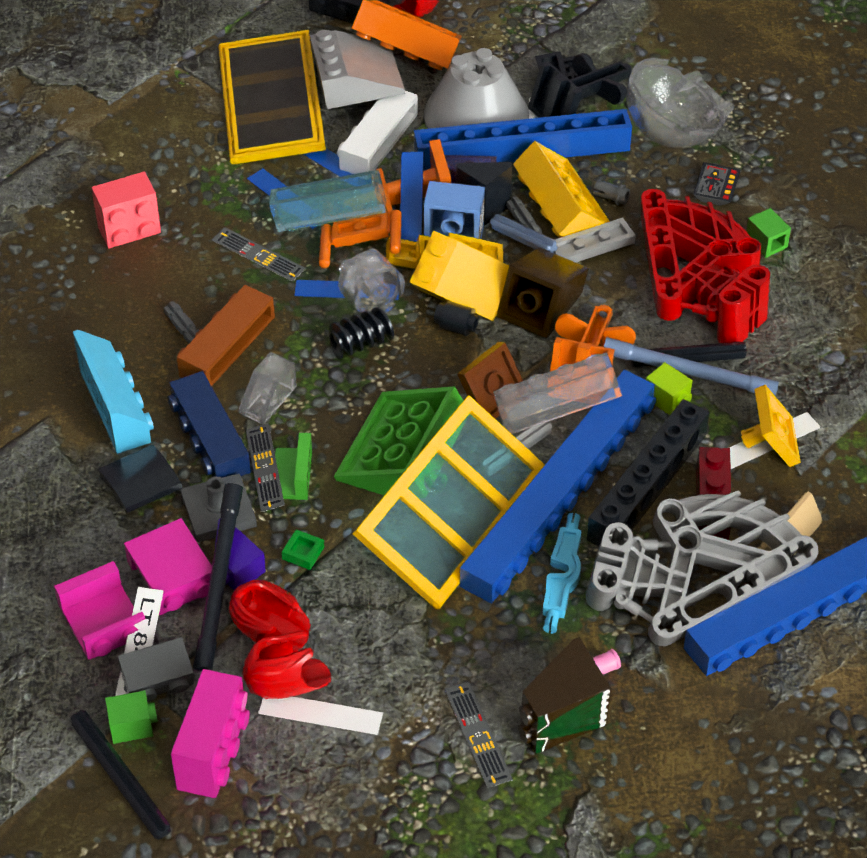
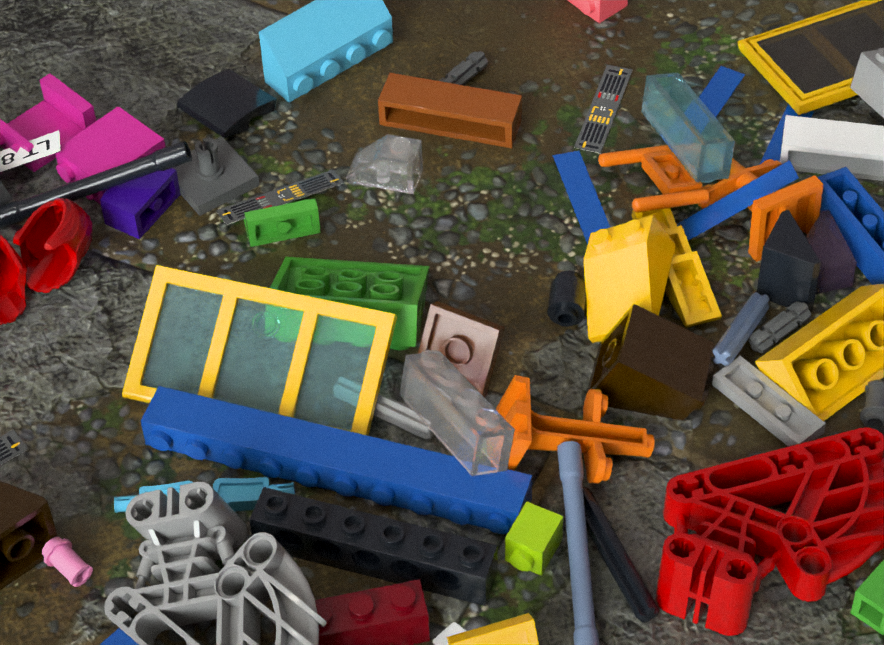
camera: 75 degrees right, 0 degrees up
(208, 426) = (312, 133): dark blue brick -> none
(303, 549) = (166, 252): green plate -> none
(360, 330) = (500, 216): black piece -> none
(370, 281) = (576, 200): clear brick -> none
(454, 209) = (728, 245): medium blue brick -> none

